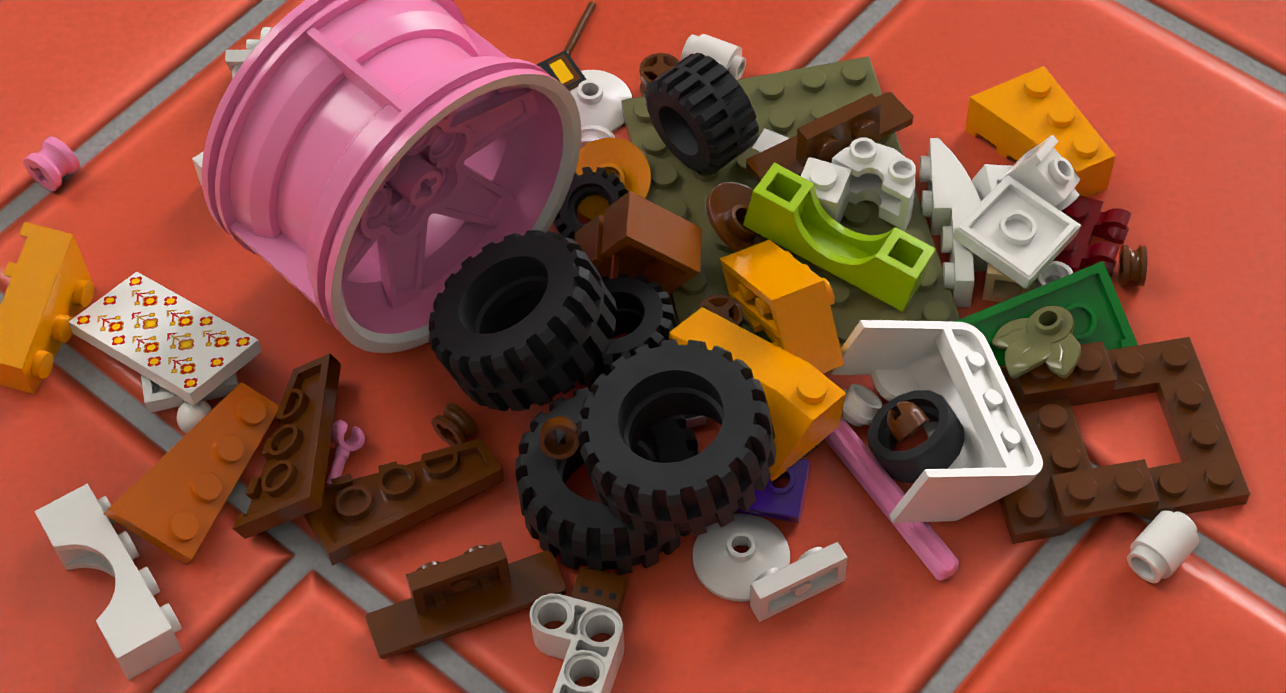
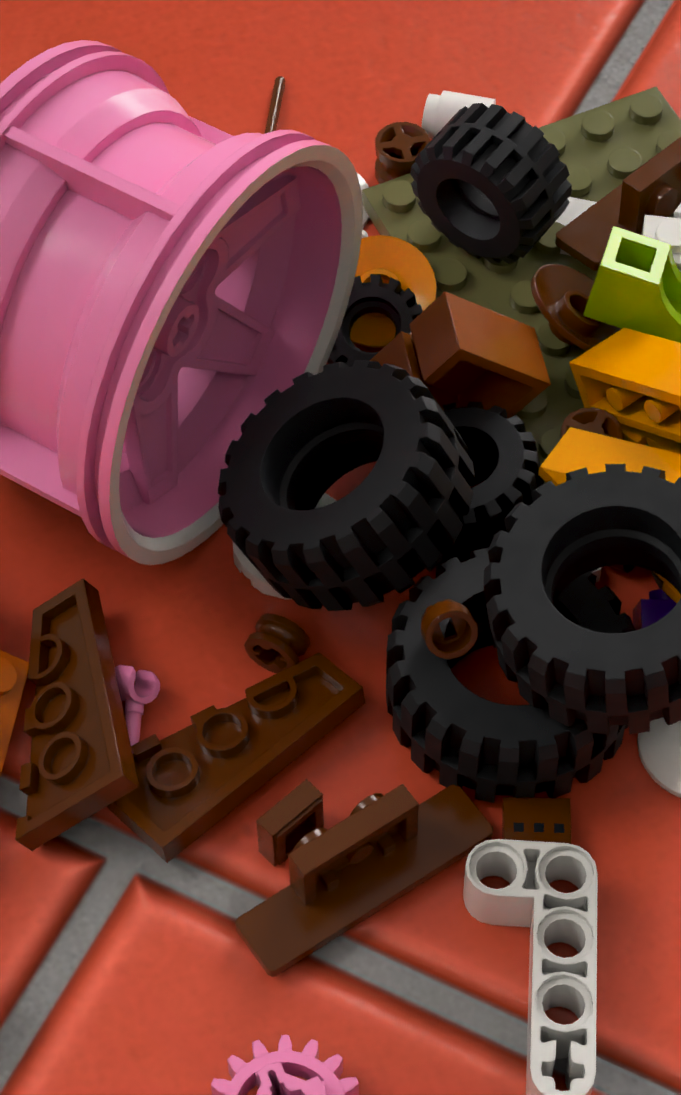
camera: 15 degrees left, 0 degrees up
(423, 549) = (289, 822): none -> reddish brown tile

